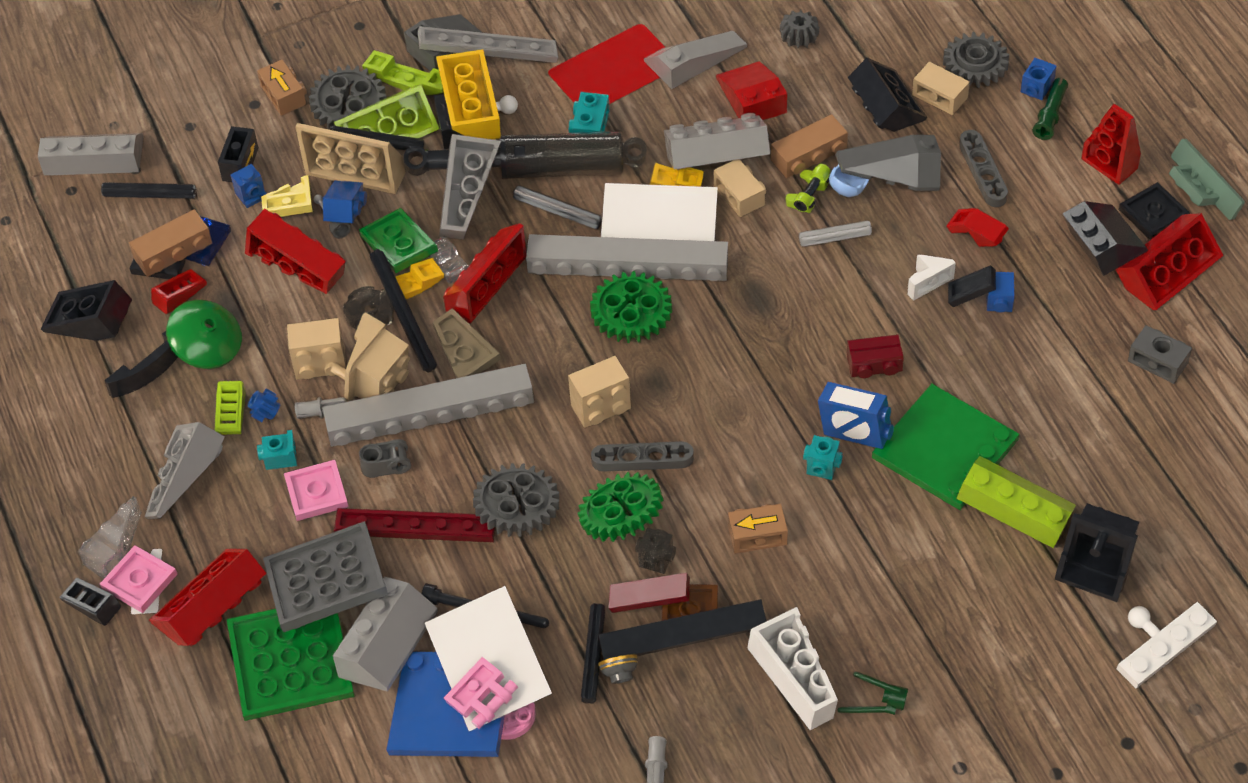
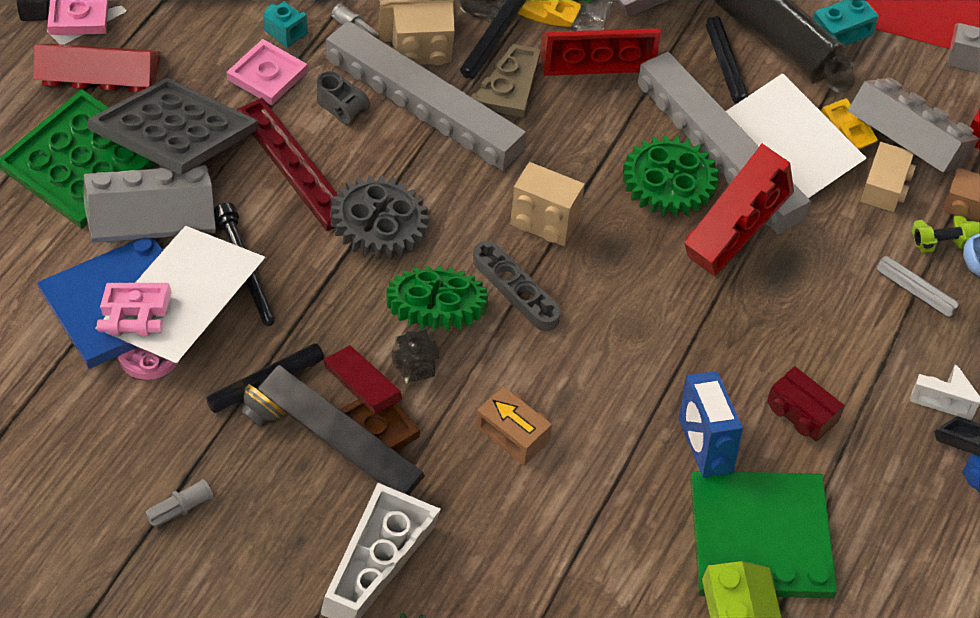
camera: 45 degrees right, 0 degrees up
(706, 284) = (741, 210): none -> red wedge
(823, 457) = (643, 430): teal brick -> none

